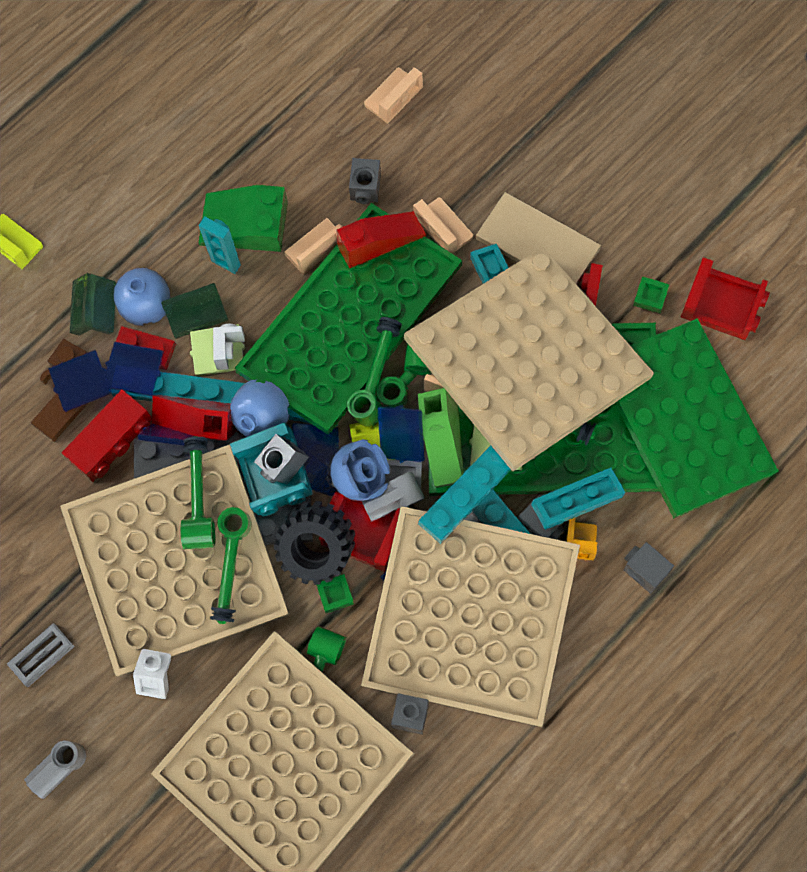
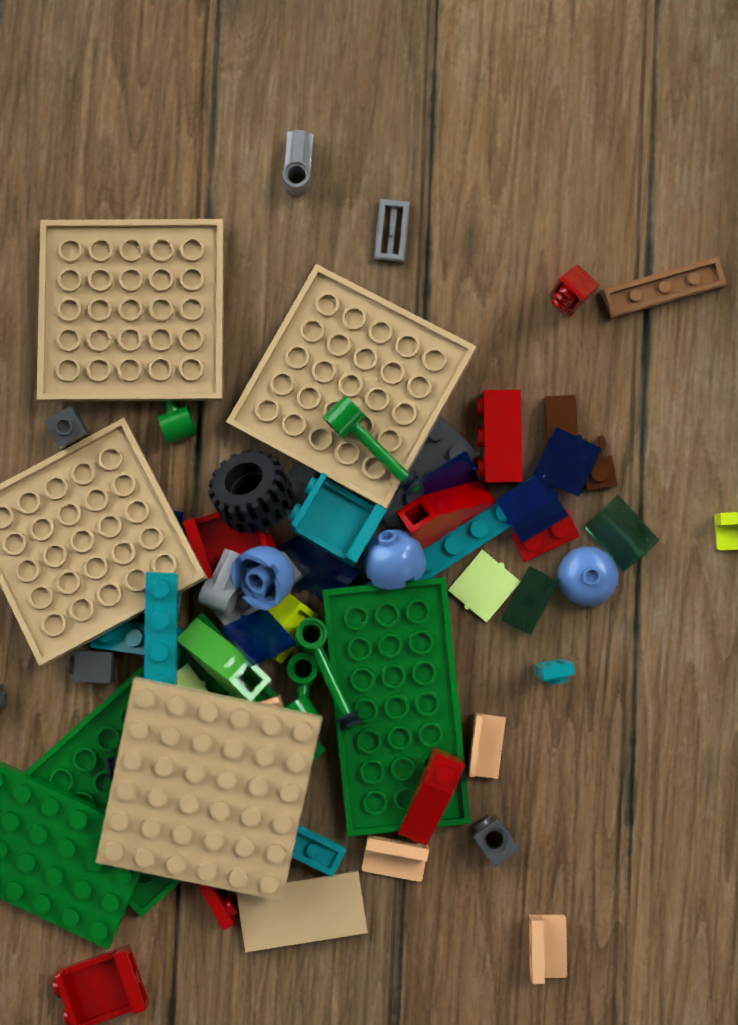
camera: 135 degrees right, 15 degrees up
(151, 674) = (289, 290): white bracket -> none
(223, 343) = (474, 587): white bracket -> none
(223, 613) = (272, 377): green piece -> none
(252, 213) = (568, 717): green slope -> none
(292, 460) = (328, 542): dark grey brick -> none
(335, 594) = (203, 468): green plate -> none
(578, 498) = (74, 705): teal plate -> none
(585, 536) = (53, 679): light orange panel -> none
(651, 295) = (166, 941): green plate -> none

